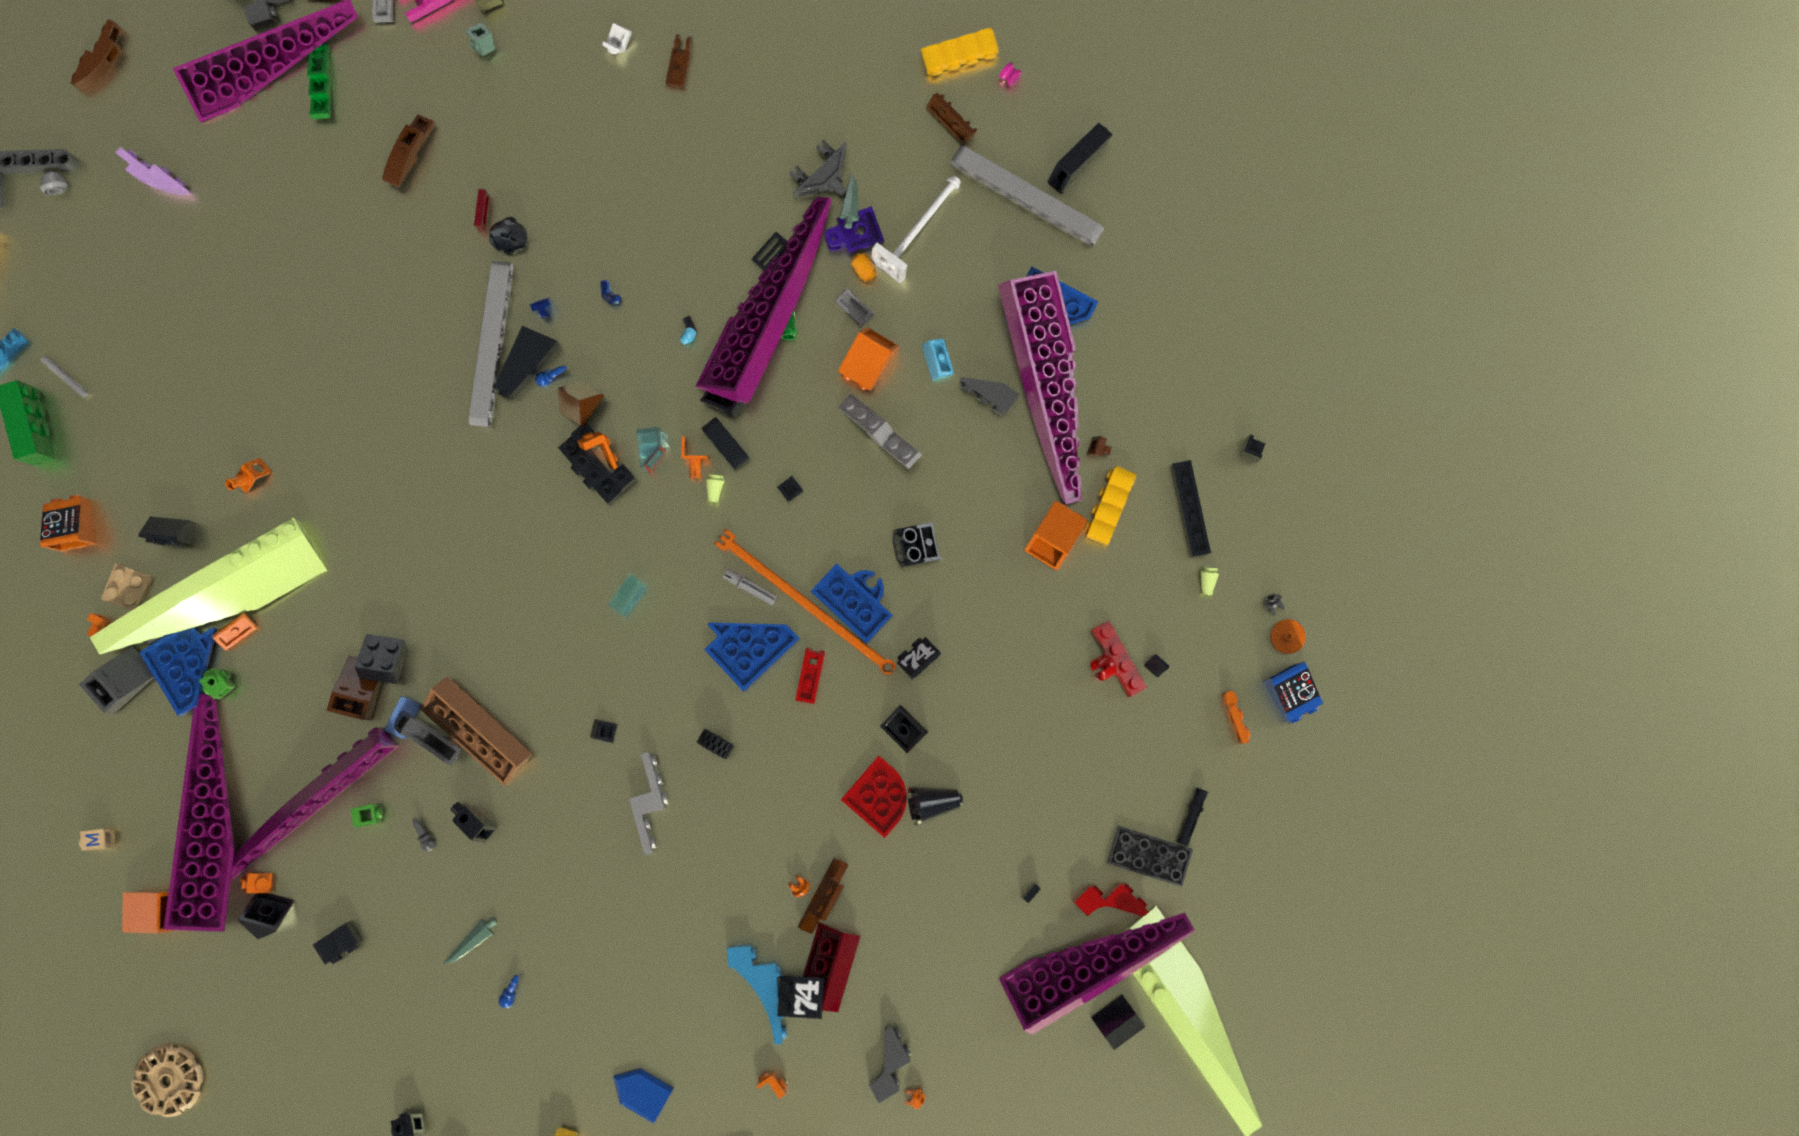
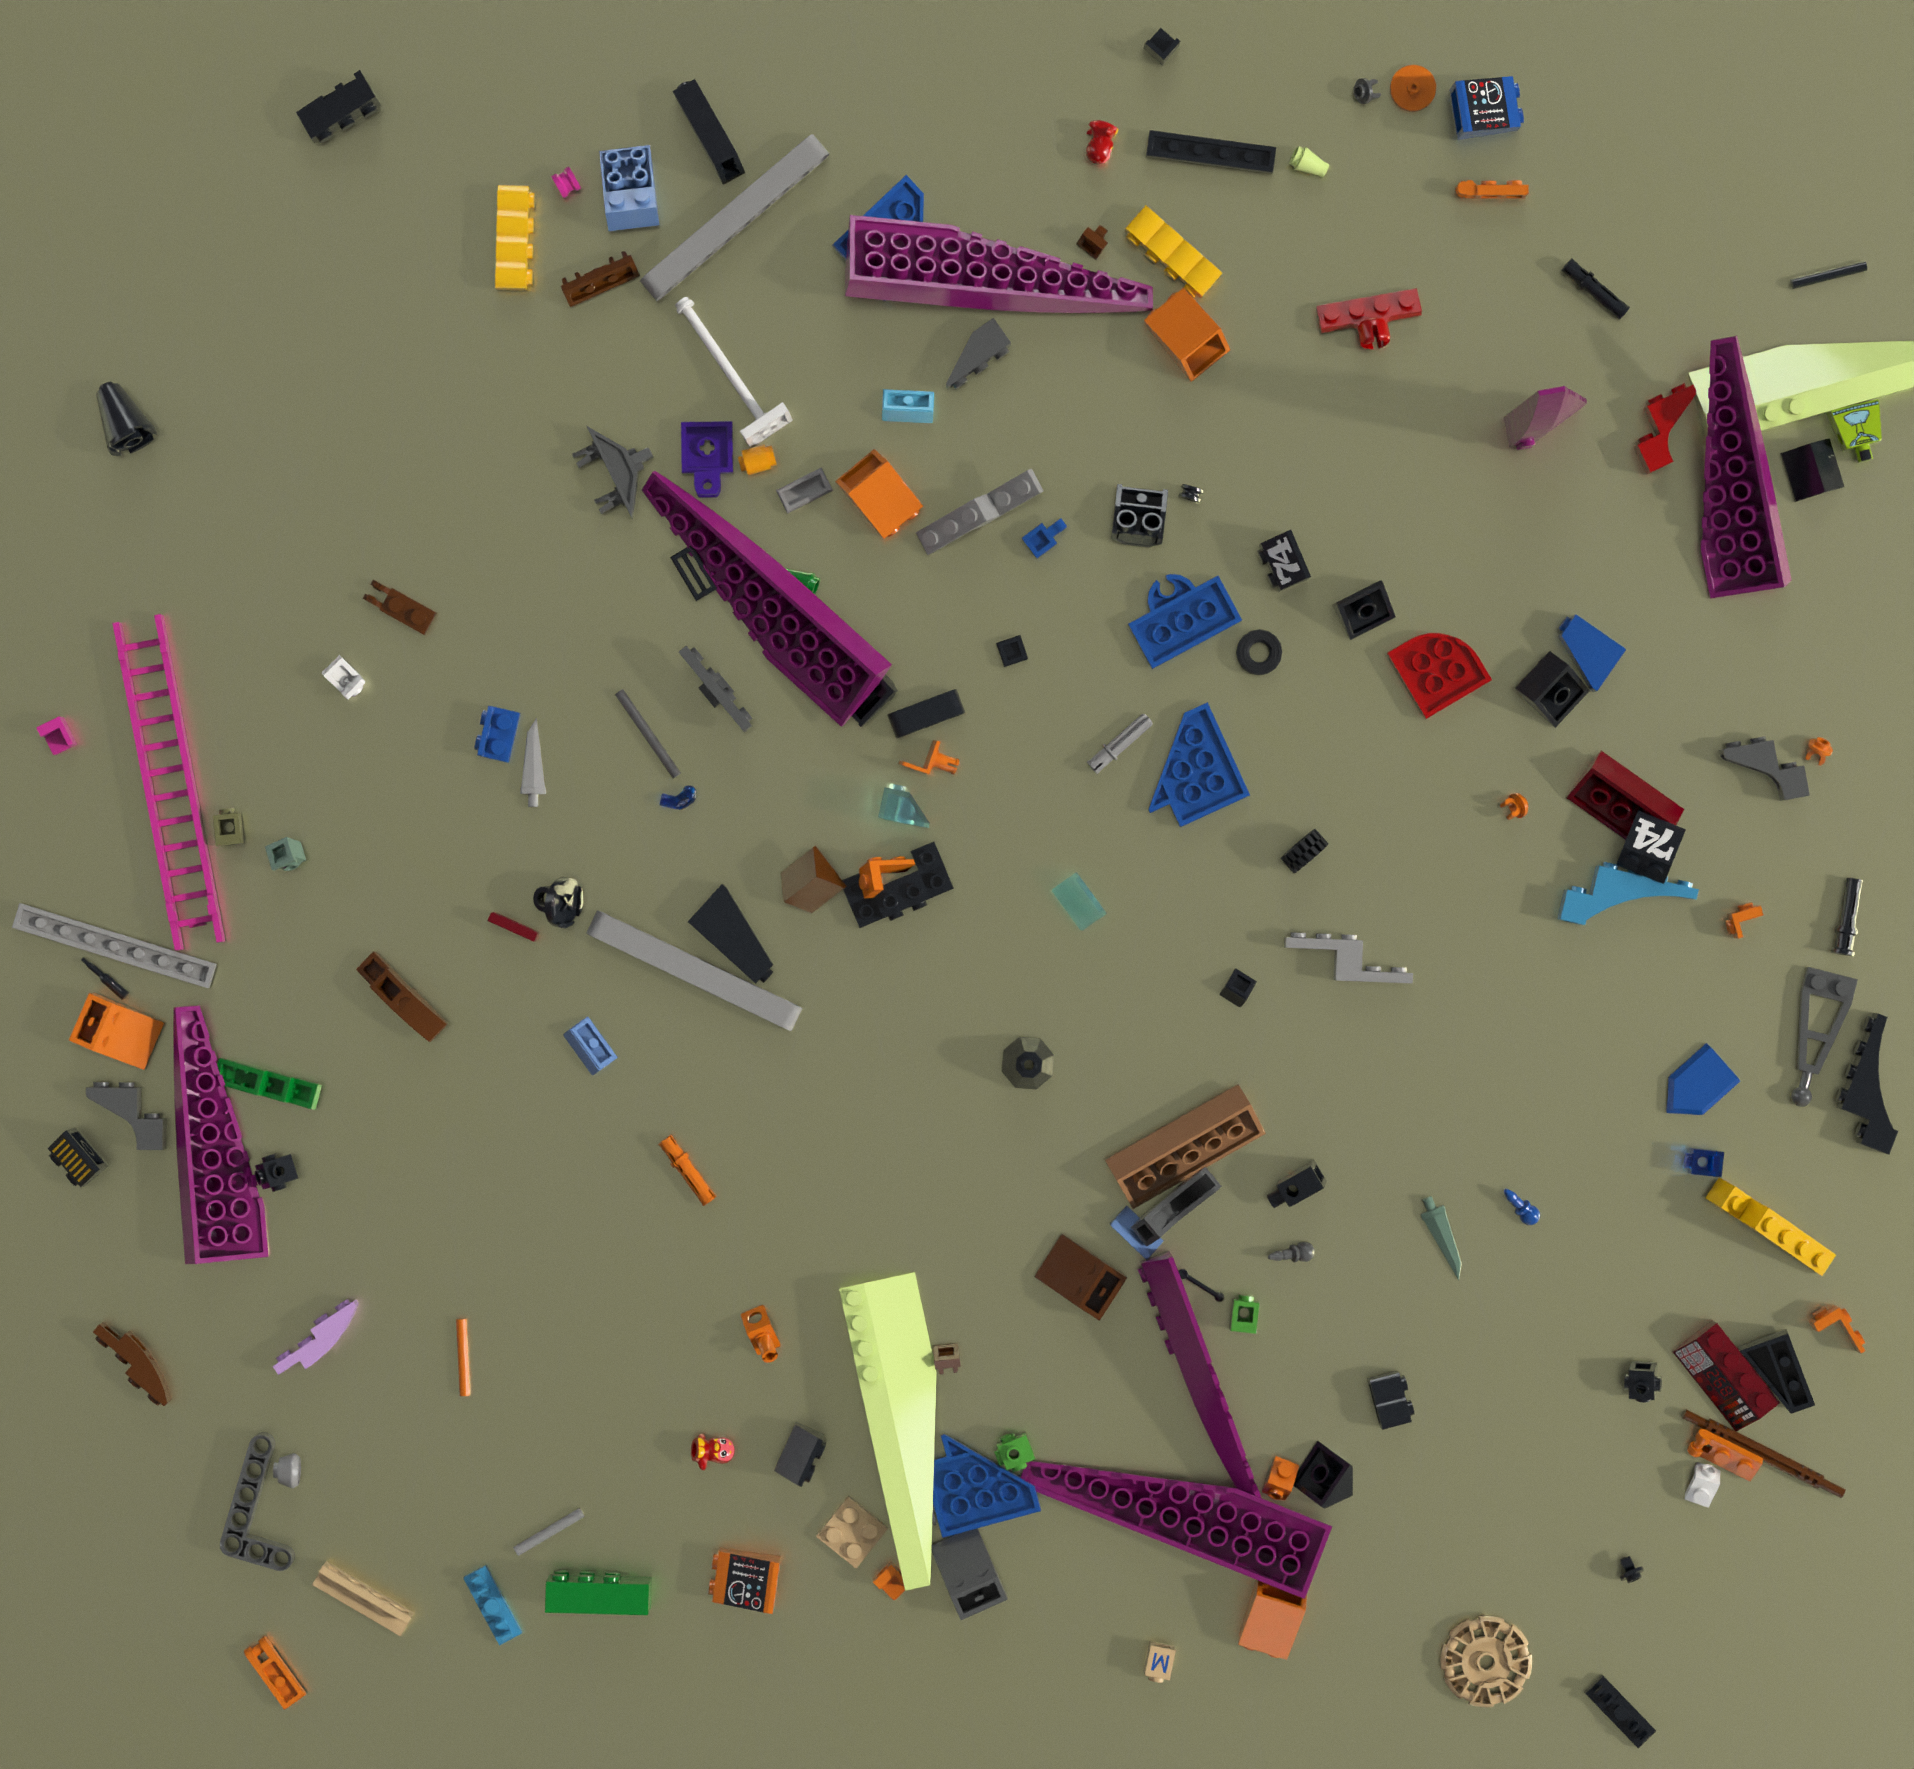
camera: 70 degrees left, 5 degrees up
(154, 469) = (714, 1450): none -> animal
(170, 276) = (463, 1365): none -> orange bar
(234, 631) = (955, 1410): orange plate -> none
(250, 108) = (275, 1172): none -> black brick
(271, 611) = (946, 1357): none -> reddish brown tile
(354, 378) = (687, 1170): none -> orange pin
(381, 658) = (1056, 1234): black brick -> none
(384, 761) = (1219, 1297): none -> black hinge
(416, 291) = (590, 1046): none -> medium blue slope
(501, 598) = (1021, 1051): none -> black cone
(541, 306) = (666, 889): clear blue tile -> none
(544, 378) = (761, 918): blue bar -> none
(583, 1124) = (1713, 1164): none -> clear blue brick
(593, 189) = (533, 774): none -> light grey bar
(613, 155) = (497, 733): none -> blue bracket
(647, 258) = (648, 733): none -> flat silver bar
(690, 331) = (765, 710): medium azure arm -> none
(693, 290) = (716, 688): none -> dark grey plate
(714, 487) = (976, 745): yellowish green cone -> none
(803, 601) = (1160, 682): orange hinge -> none
(810, 676) = (1259, 705): red plate -> none
(824, 896) = (1539, 778): reddish brown bracket -> none
(848, 675) = (1270, 641): none -> black tyre
(850, 205) = (674, 450): sand green bar -> none
(876, 481) = (1041, 539): none -> blue plate
(893, 885) = (1552, 689): none -> black slope
(930, 903) = (1589, 650): none -> blue slope
(932, 803) = (1469, 606): black cone -> none
(944, 576) = (1191, 493): none -> black bush
(1021, 118) = (629, 188): none -> medium blue slope
(1031, 892) = (1620, 521): black tile -> none
(1087, 805) = (1541, 415): none -> magenta wedge
(1149, 856) = (1625, 359): dark grey tile -> none
(1156, 665) = (1393, 266): black slope -> none
(1160, 1045) = (1857, 427): none -> lime torso
(1169, 429) = (1101, 144): none -> red animal
(1263, 984) = (1828, 274): none -> black bar

